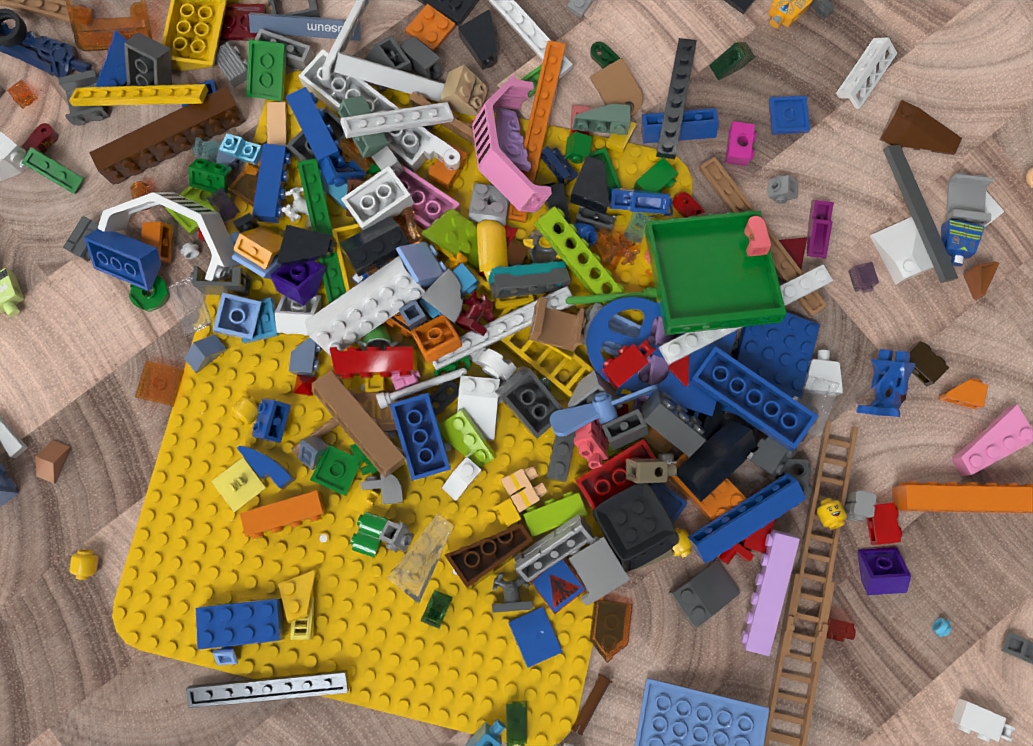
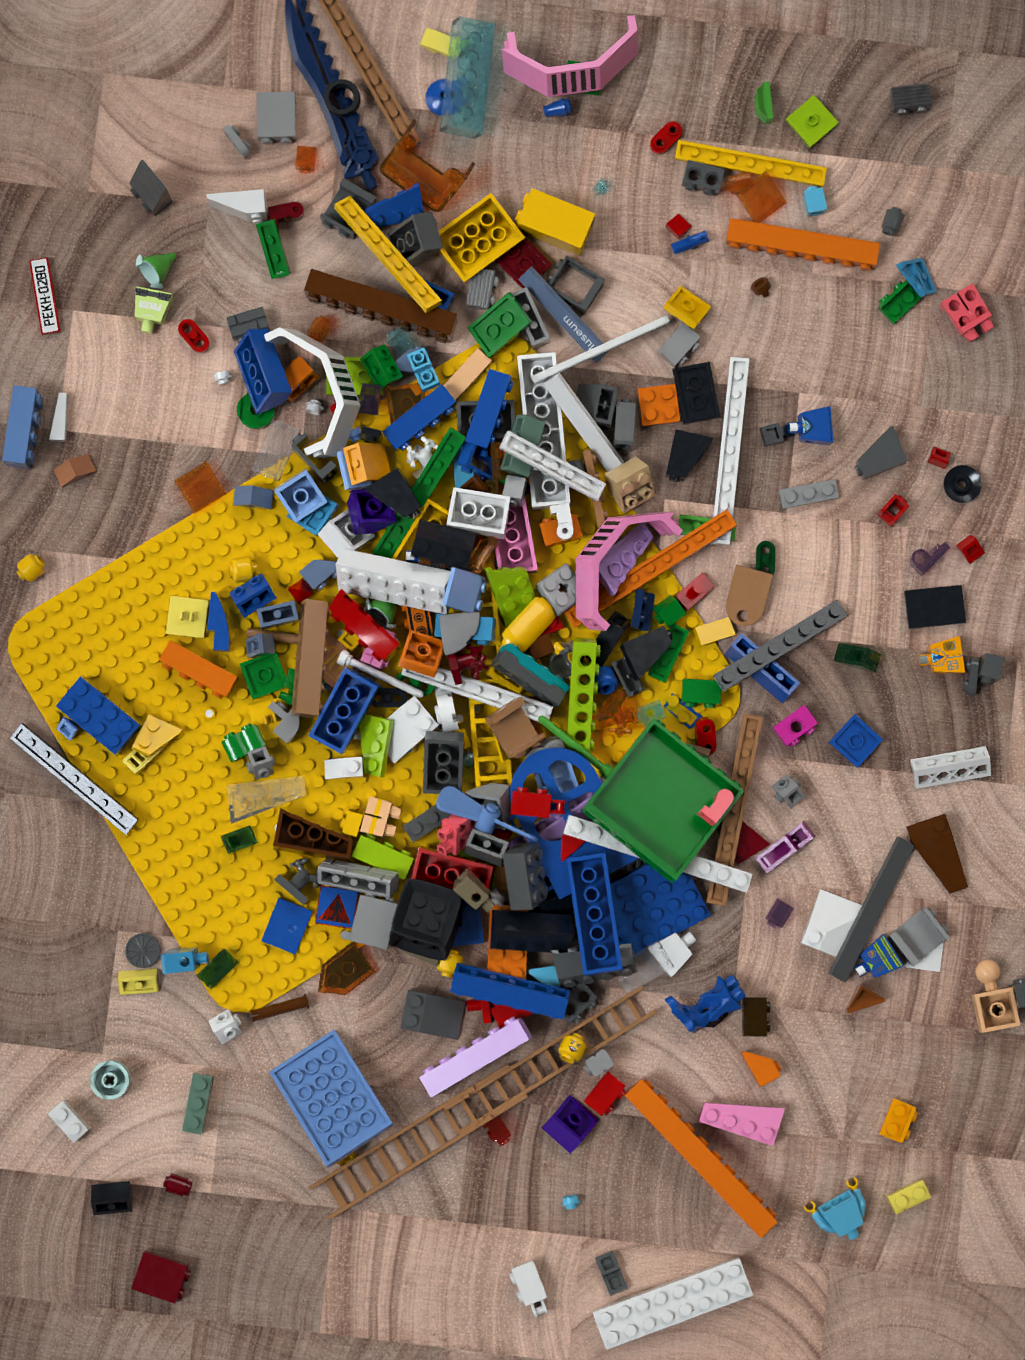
camera: 45 degrees right, 5 degrees up
(54, 284) = (194, 336): none -> red plate
(101, 292) = (222, 377): none -> white plate
(303, 416) = (278, 615): none -> sand blue brick
(413, 315) = (422, 620): sand blue brick -> none
(457, 260) = (493, 611): light orange piece -> none
(605, 119) = (712, 611): sand green slope -> none
(638, 200) = (668, 695): blue slope -> none
(756, 480) = (546, 975): none -> medium azure slope

